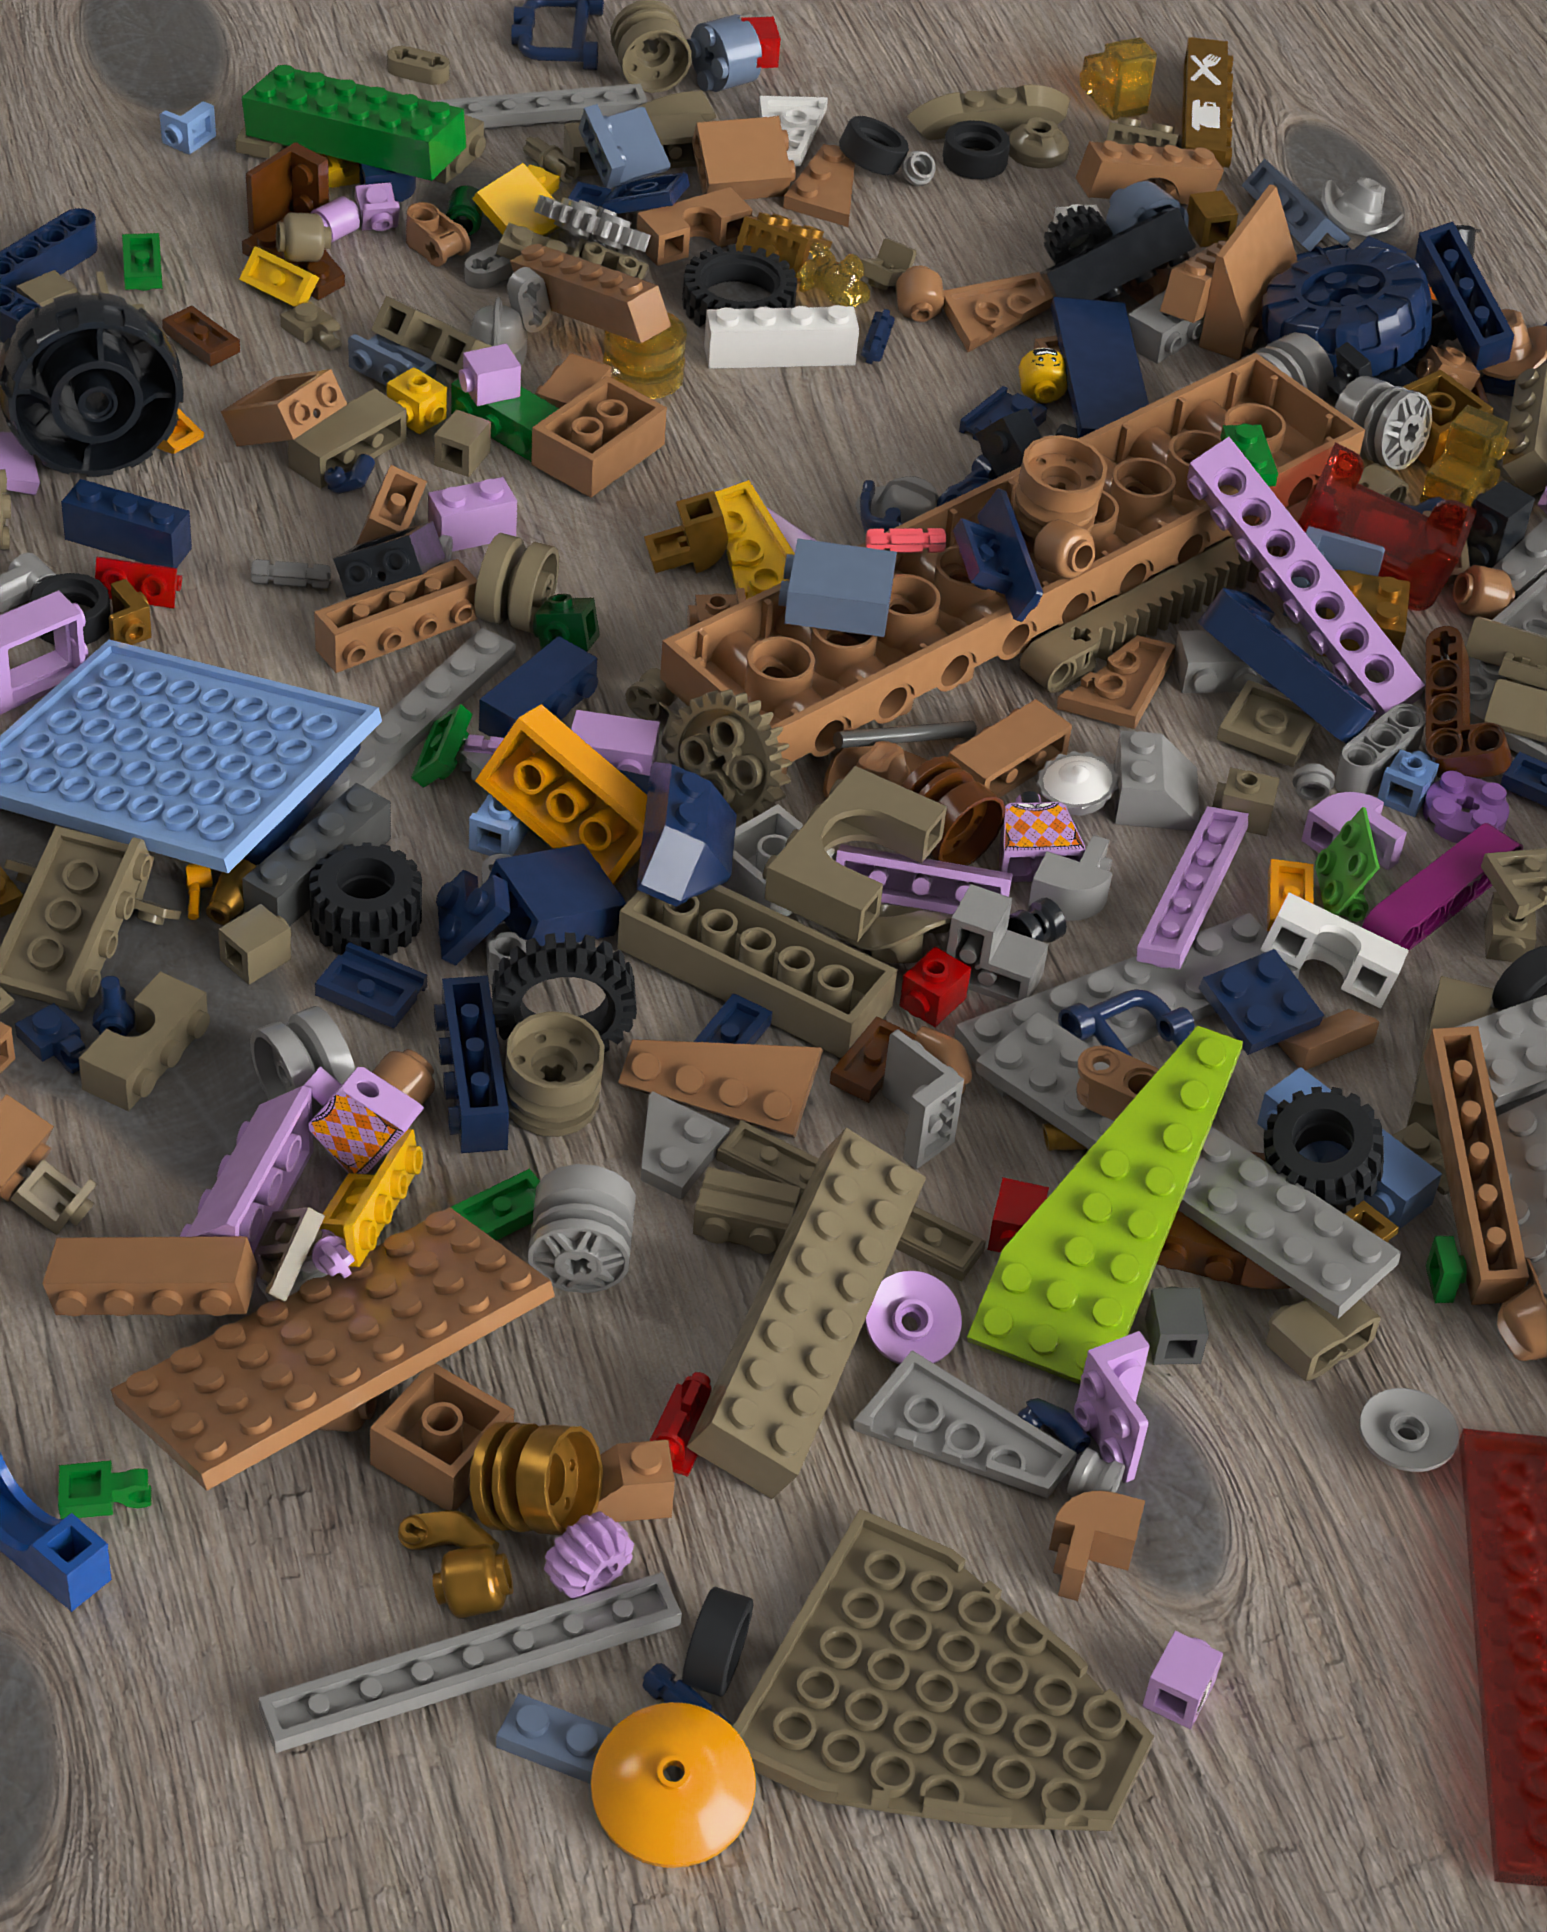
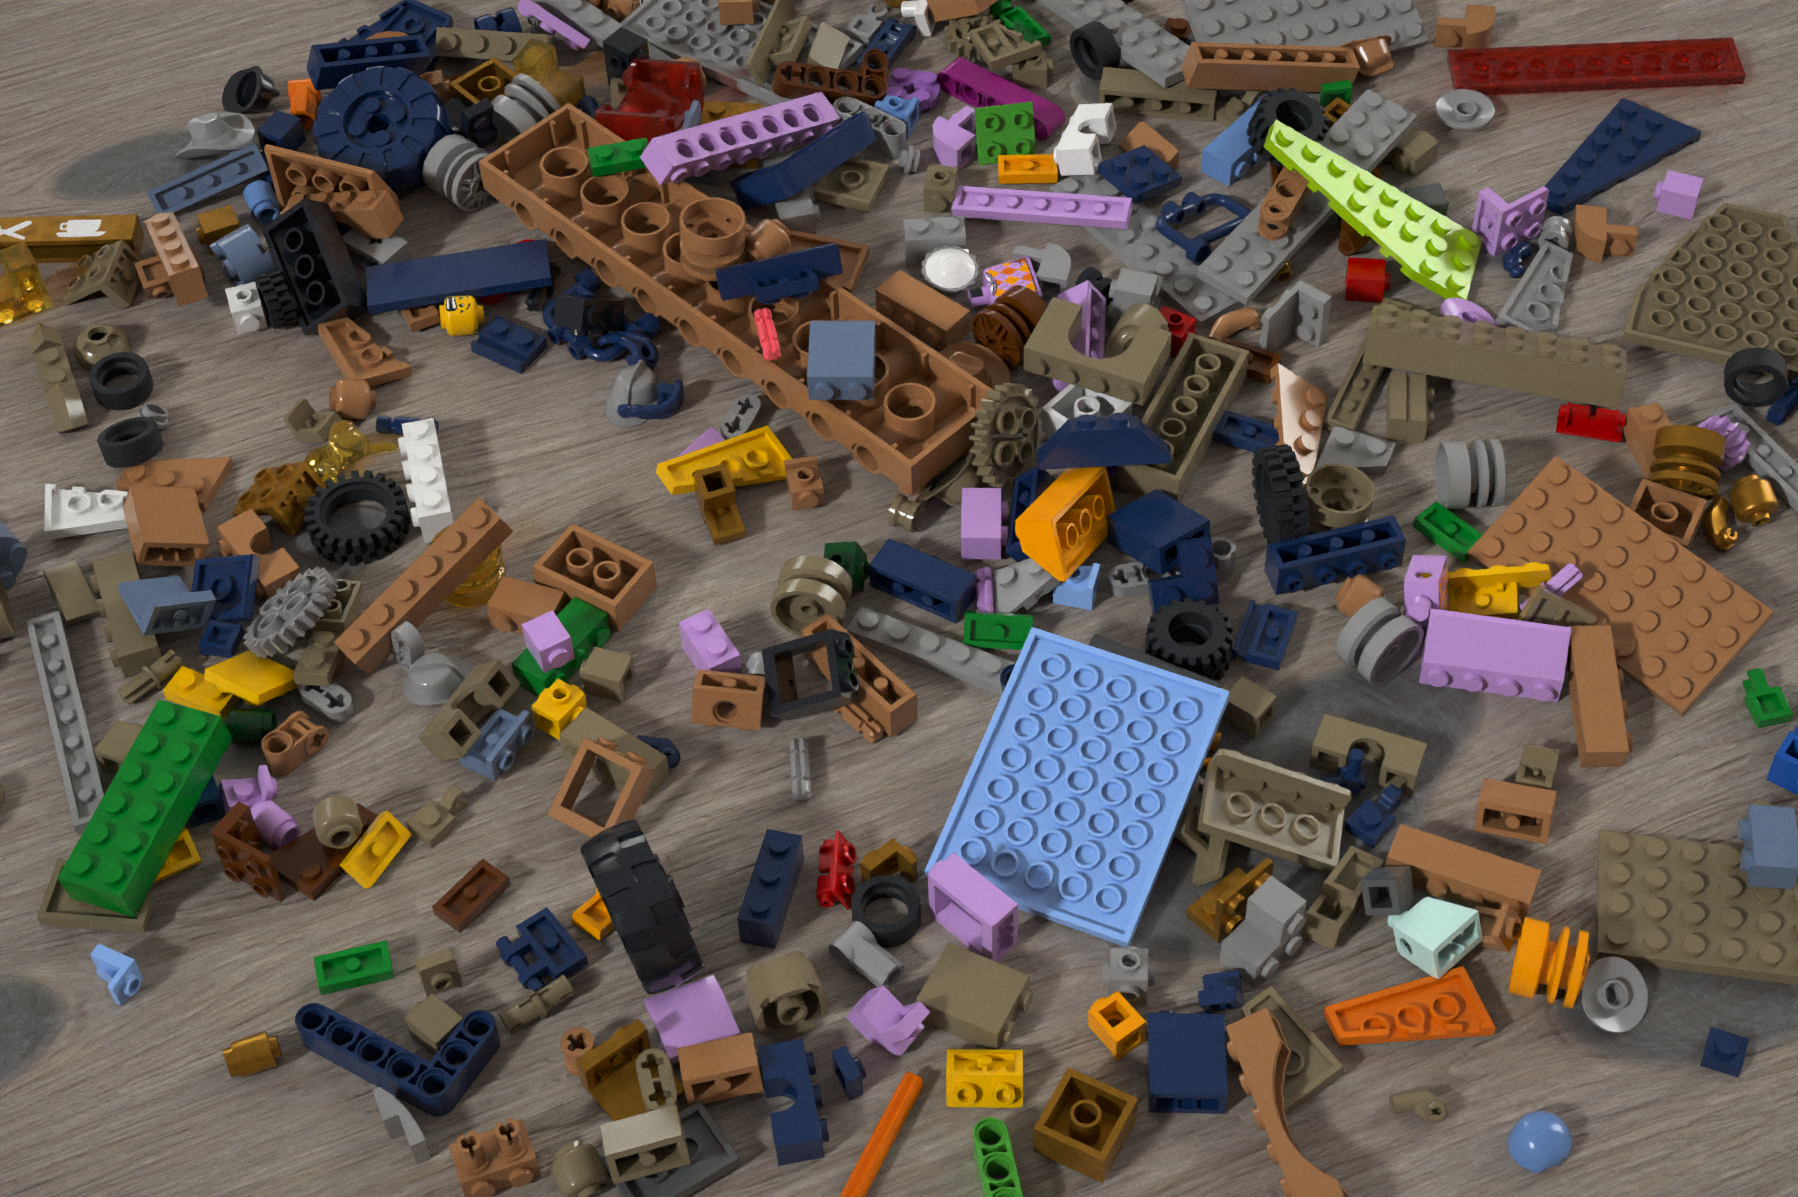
camera: 90 degrees left, 5 degrees up
(63, 194) = (252, 1054): none -> pearl gold brick
(1316, 1639) = (1616, 150): none -> dark blue wing

